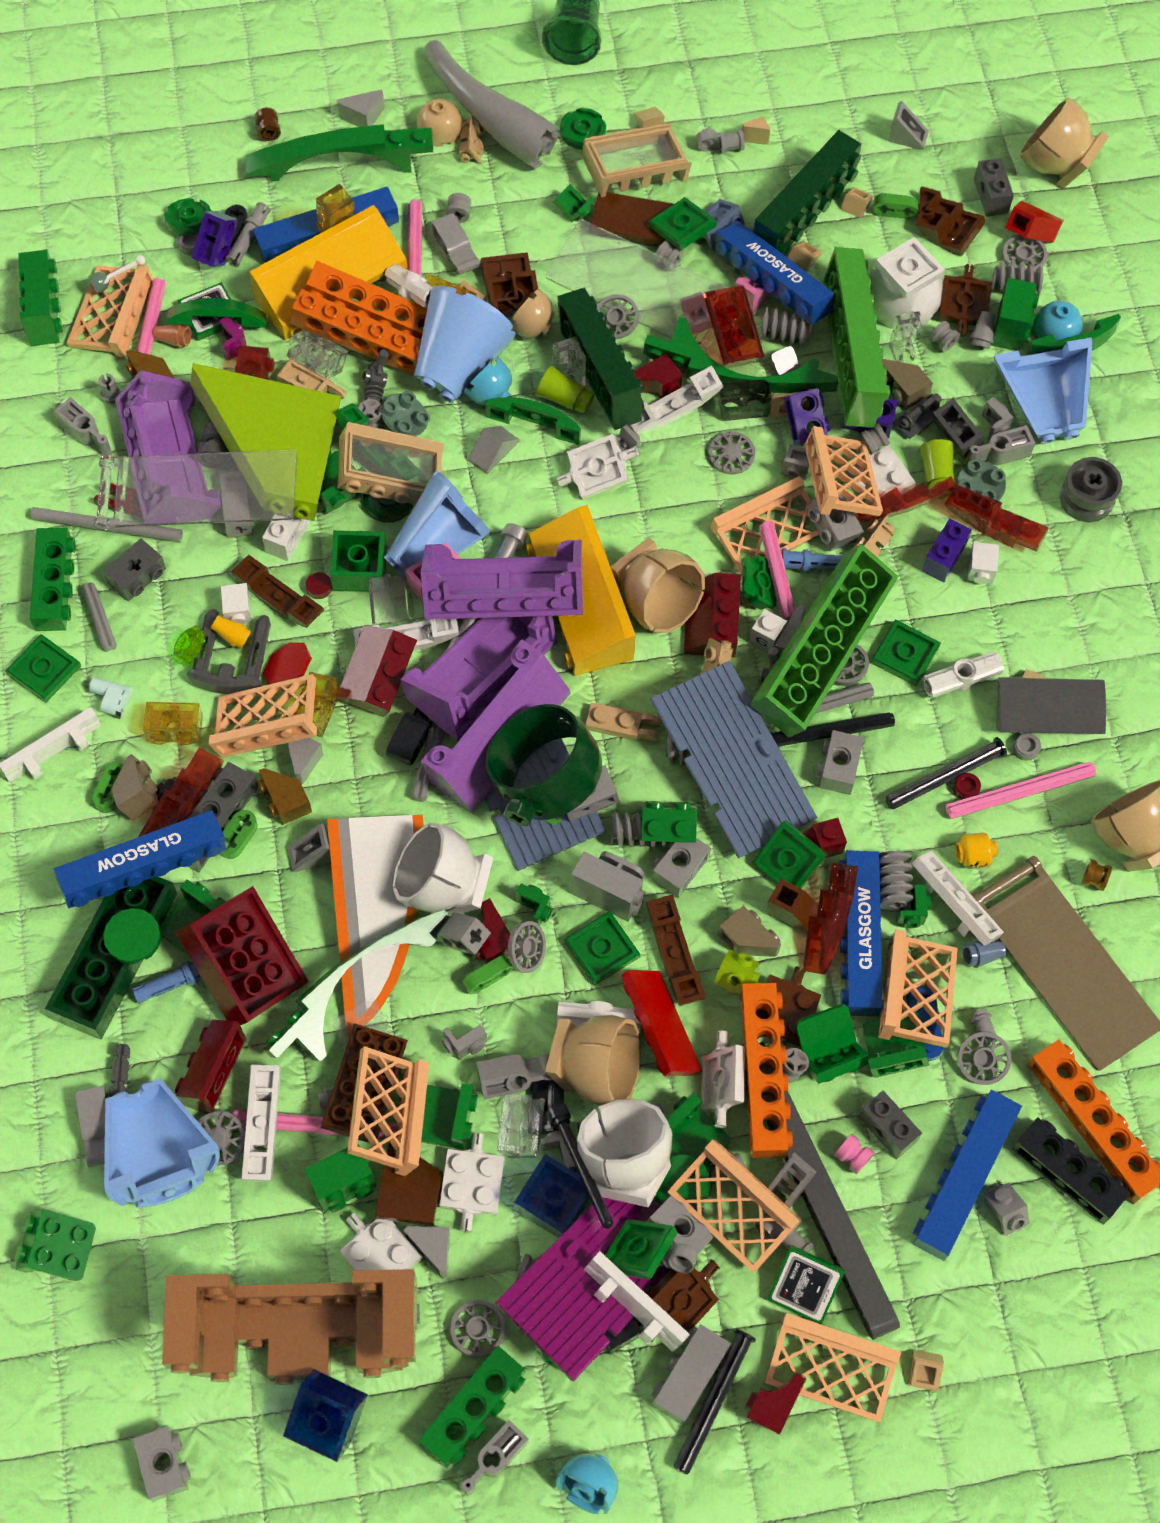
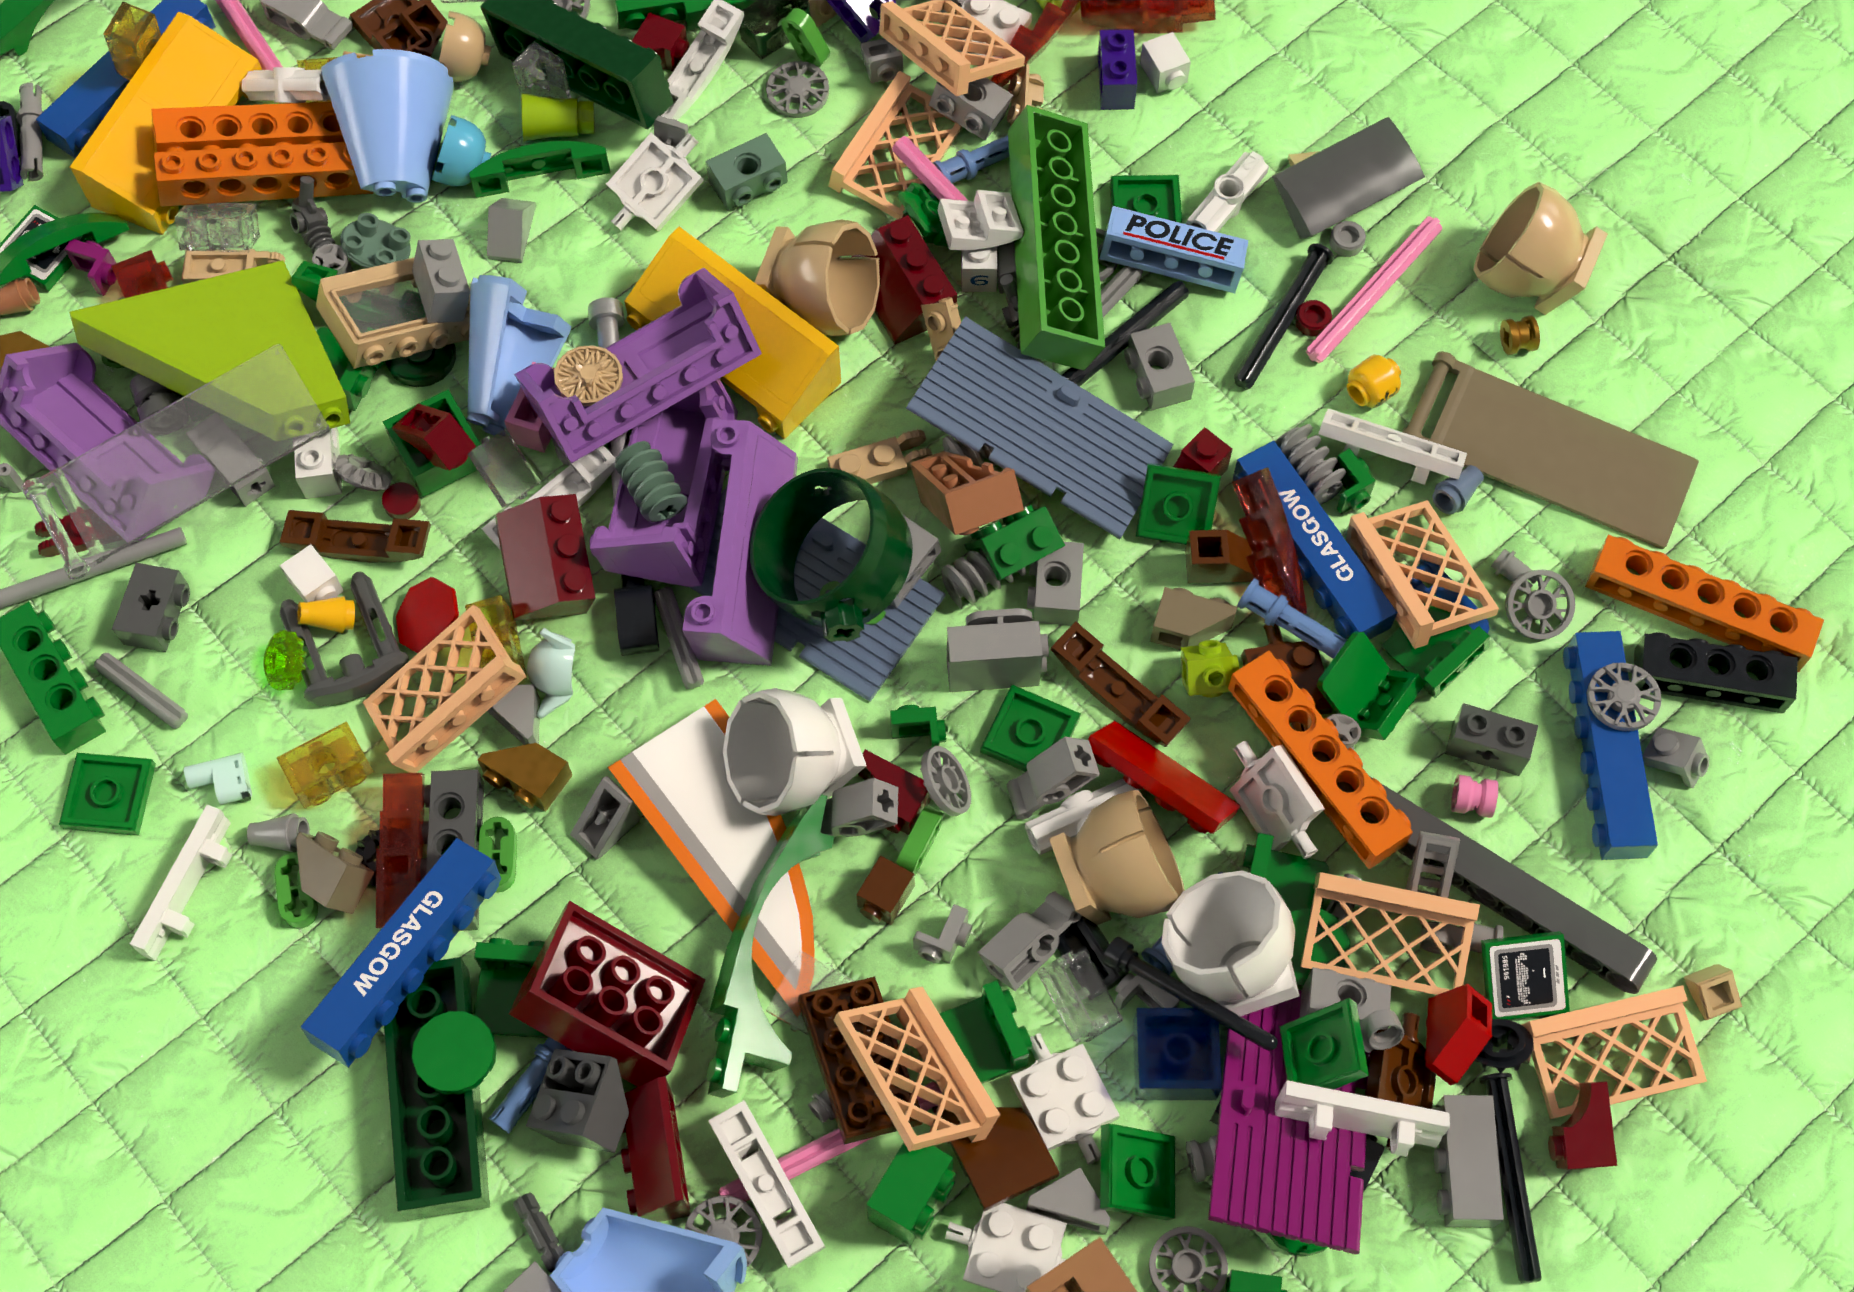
camera: 30 degrees left, 0 degrees up
(122, 747) = (278, 832): none -> light grey cone
(186, 1008) = (581, 1101): none -> dark grey slope
(305, 555) = (362, 473): none -> light grey gear
(335, 740) = (551, 670): none -> light aqua piece
(355, 557) = (435, 436): none -> dark red arch
(421, 461) = (441, 280): none -> light grey brick
(446, 992) = (885, 891): none -> reddish brown brick
(466, 657) = (650, 482): none -> sand green piece
(469, 569) = (588, 373): none -> tan wheel
(483, 1253) = (1137, 1172): none -> green tile
(592, 982) = (1053, 776): none -> light grey piece
(655, 773) = (964, 493): none -> nougat wedge
(670, 482) = (755, 157): none -> sand green brick
(735, 1290) = (1456, 1031): none -> red slope
(754, 422) = (805, 37): none -> bright green beam
(763, 1308) = (1518, 1051): none -> black gear
(783, 604) = (980, 223): none -> white slope
(806, 962) = (1277, 611): none -> medium blue pin
(900, 690) = (1174, 249): none -> light blue brick
(993, 1148) = (1624, 696): none -> light grey wheel

